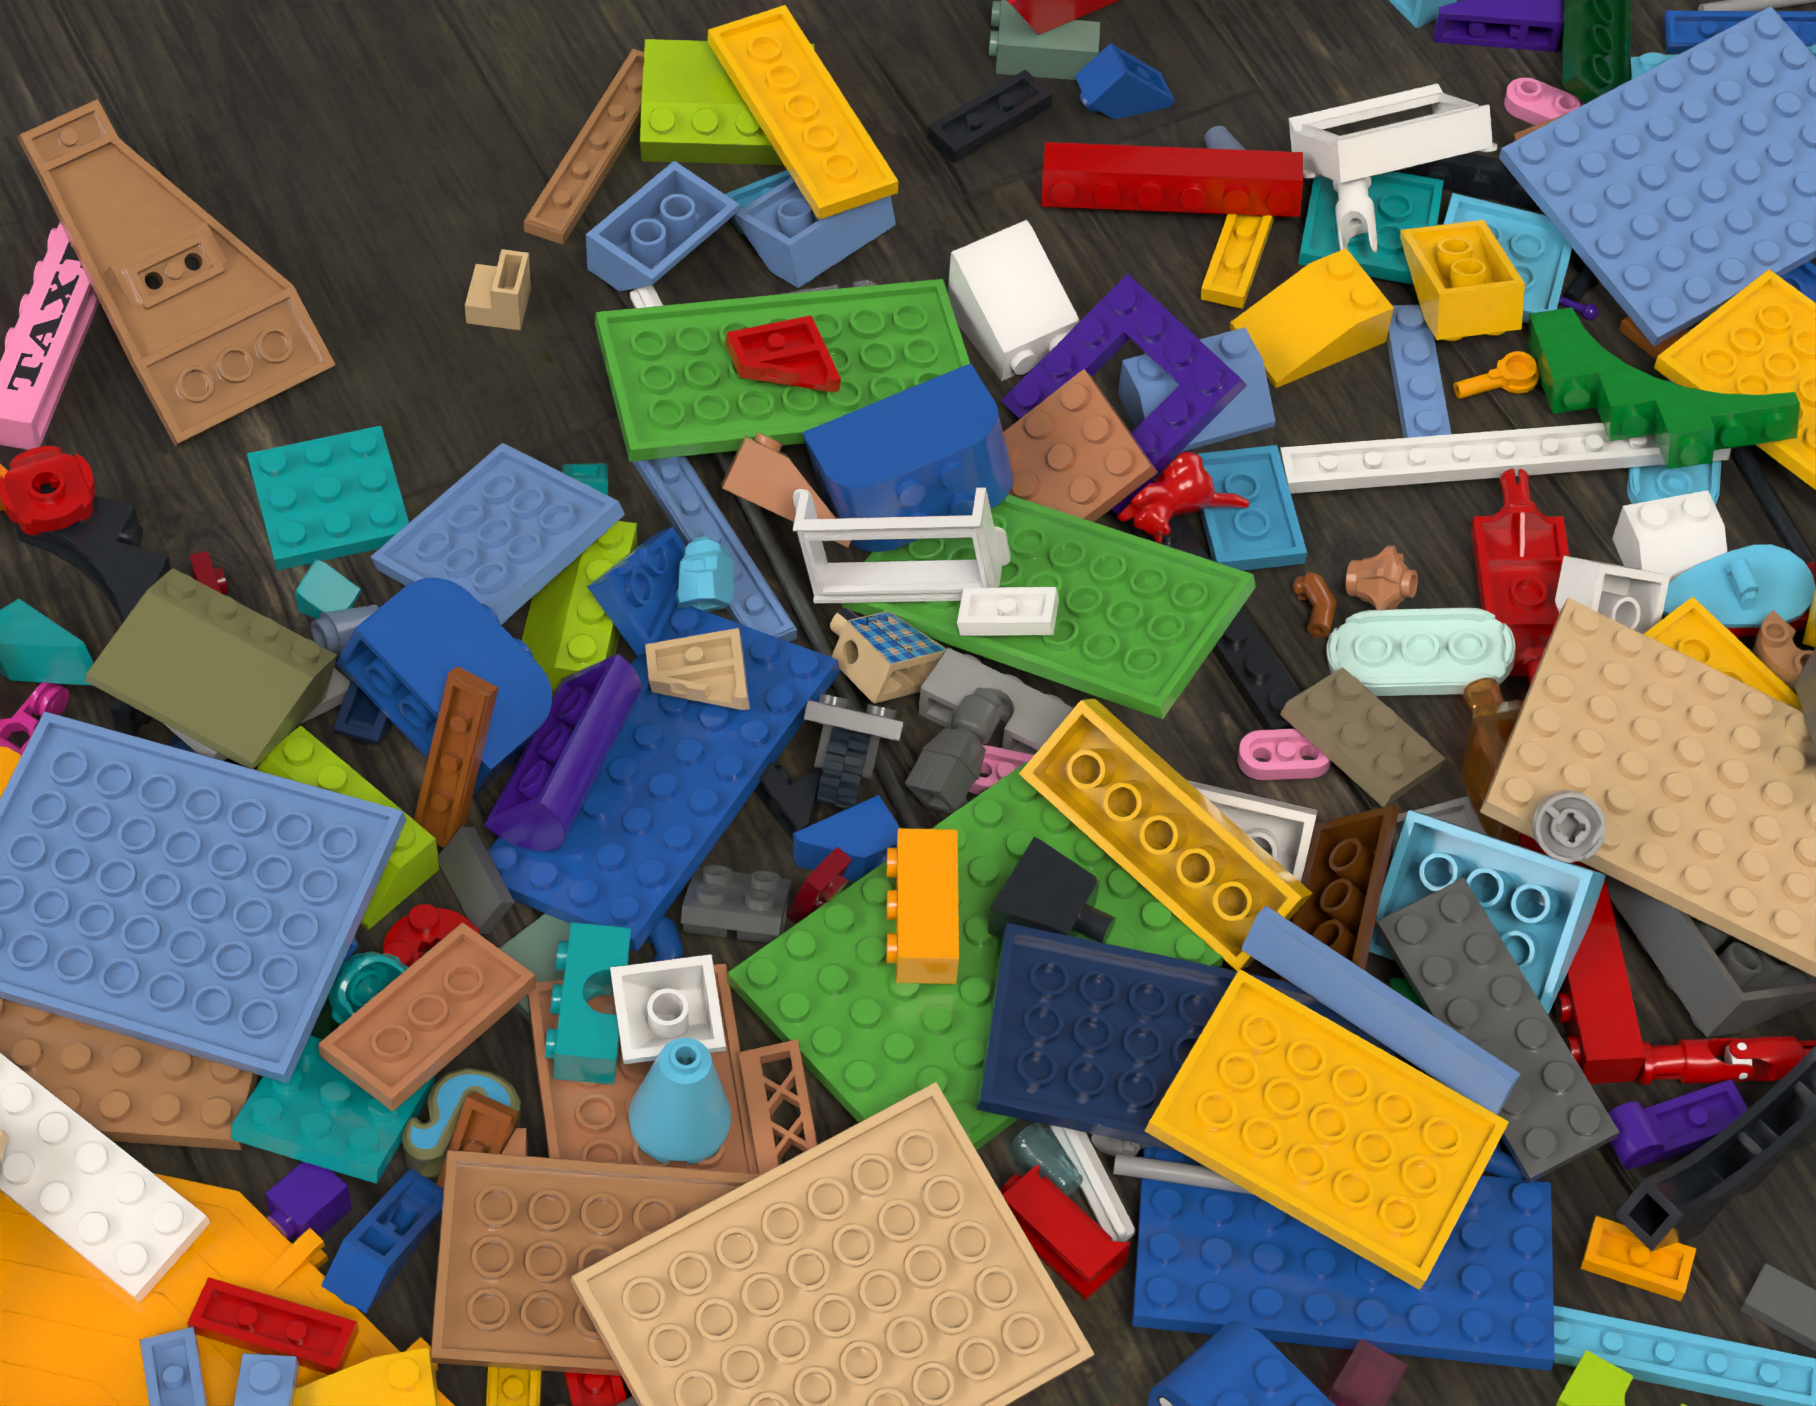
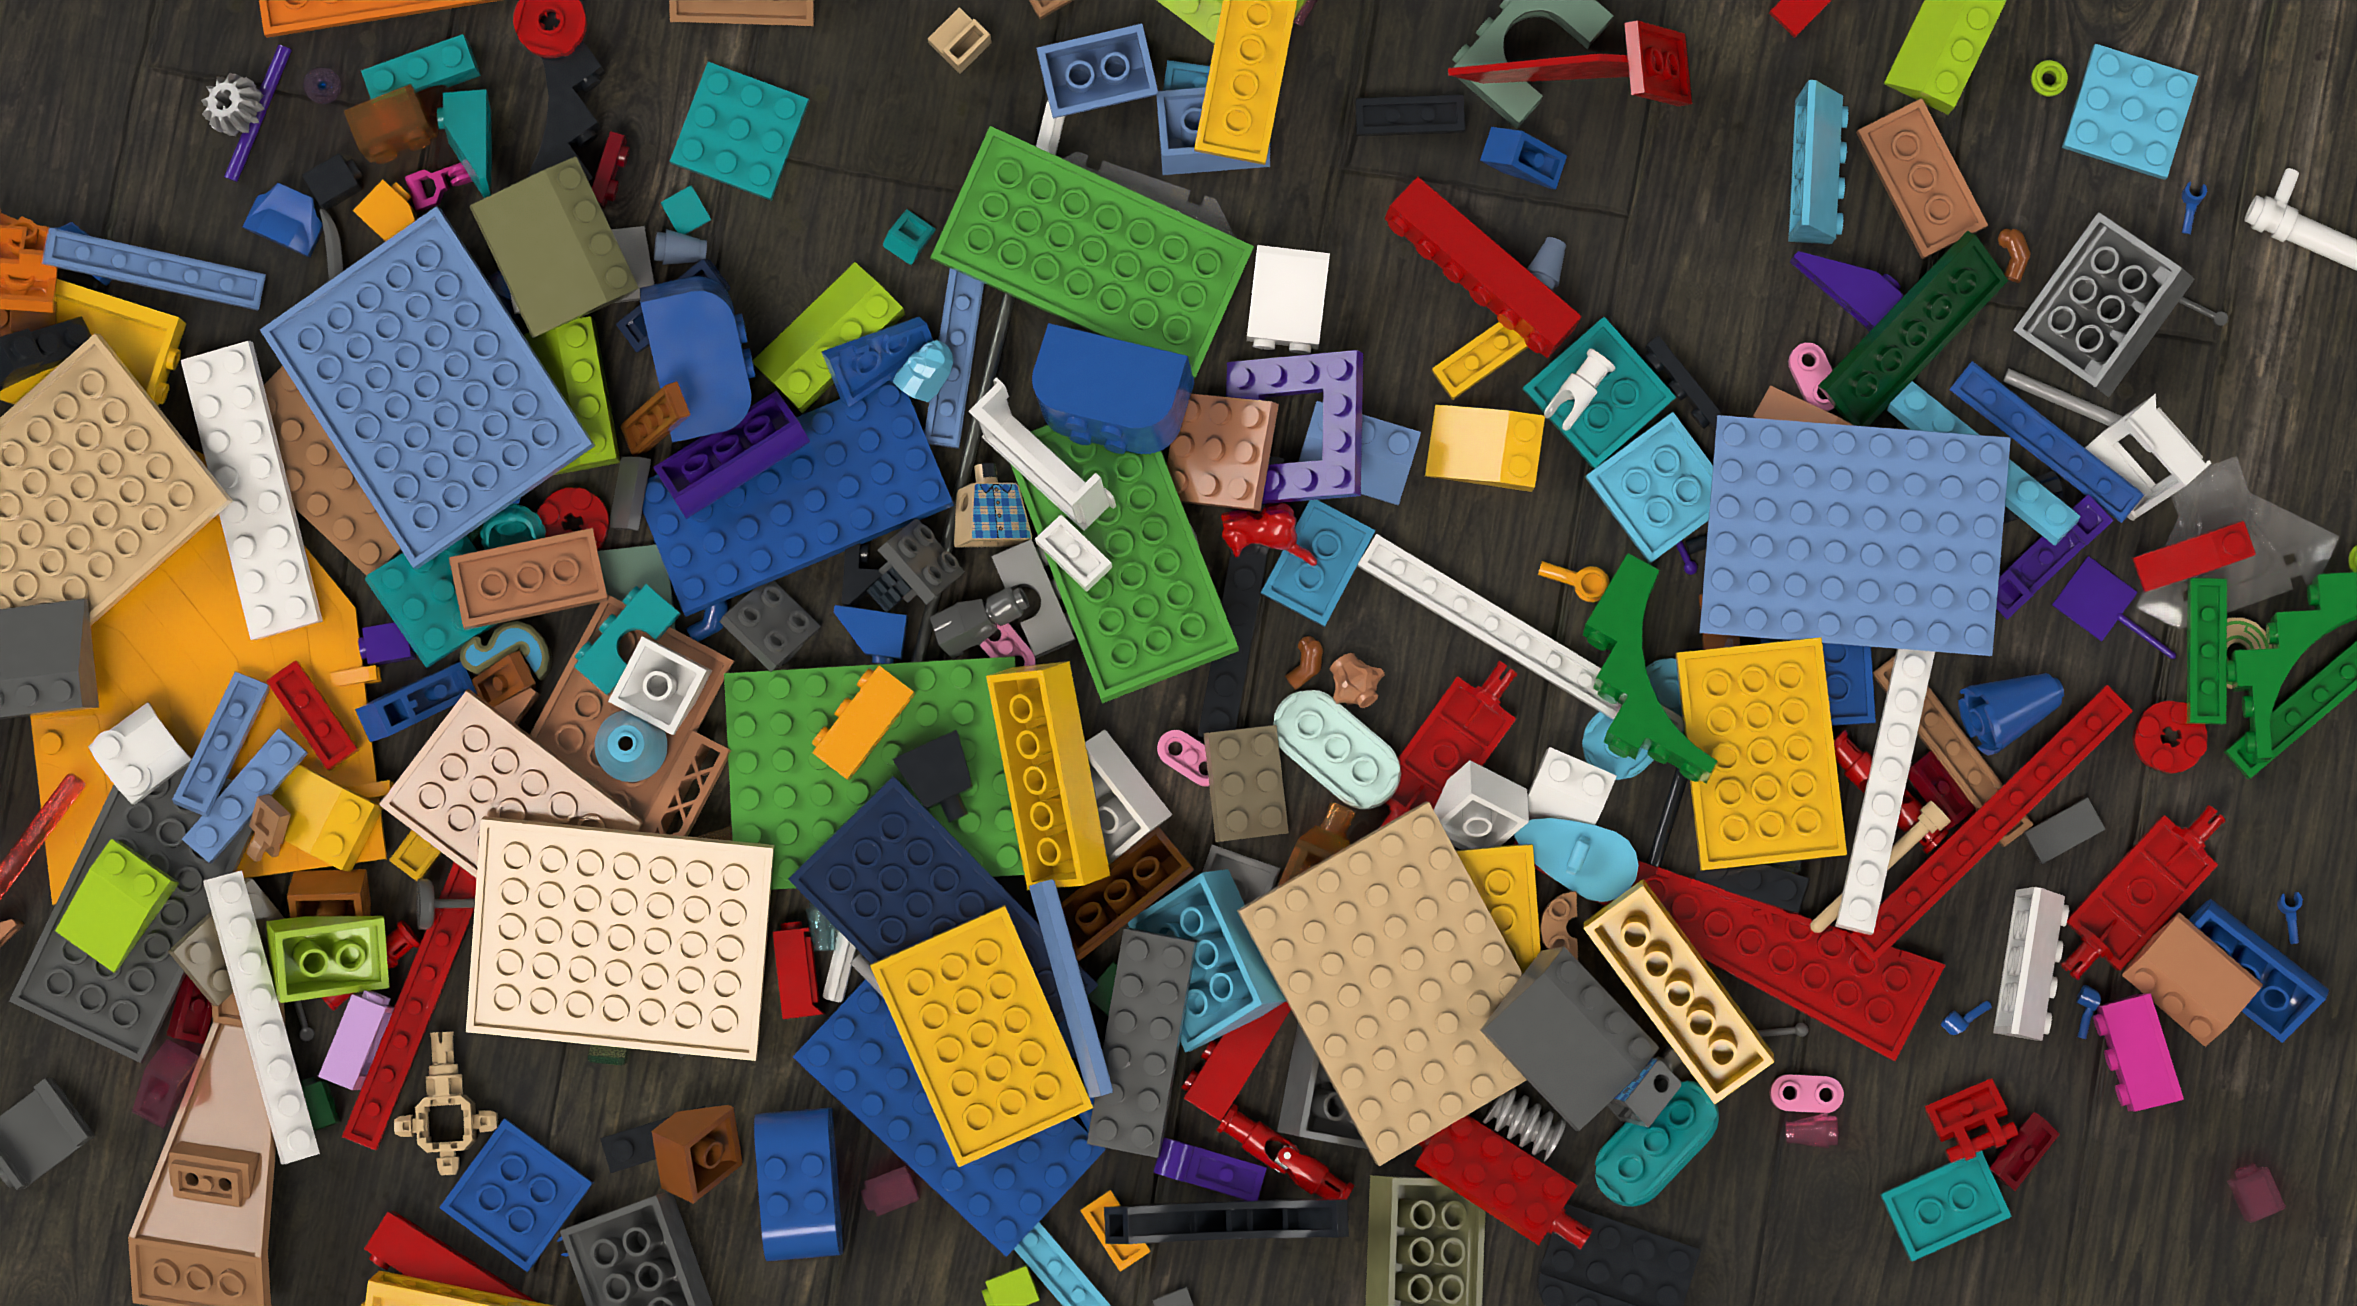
camera: 40 degrees right, 30 degrees up
(501, 531) = (809, 254): medium blue plate -> none
(700, 668) = (861, 450): tan wing -> none
(770, 478) = (1012, 343): nougat slope -> none
(784, 354) = (1085, 249): red wing -> none
(820, 885) = (821, 656): dark red plate -> none
(1416, 374) = (1523, 538): medium blue plate -> none
(1450, 131) = (1651, 367): white piece -> none
(1463, 280) = (1605, 493): yellow slope -> none
(1569, 826) = (1268, 967): light grey wheel -> none

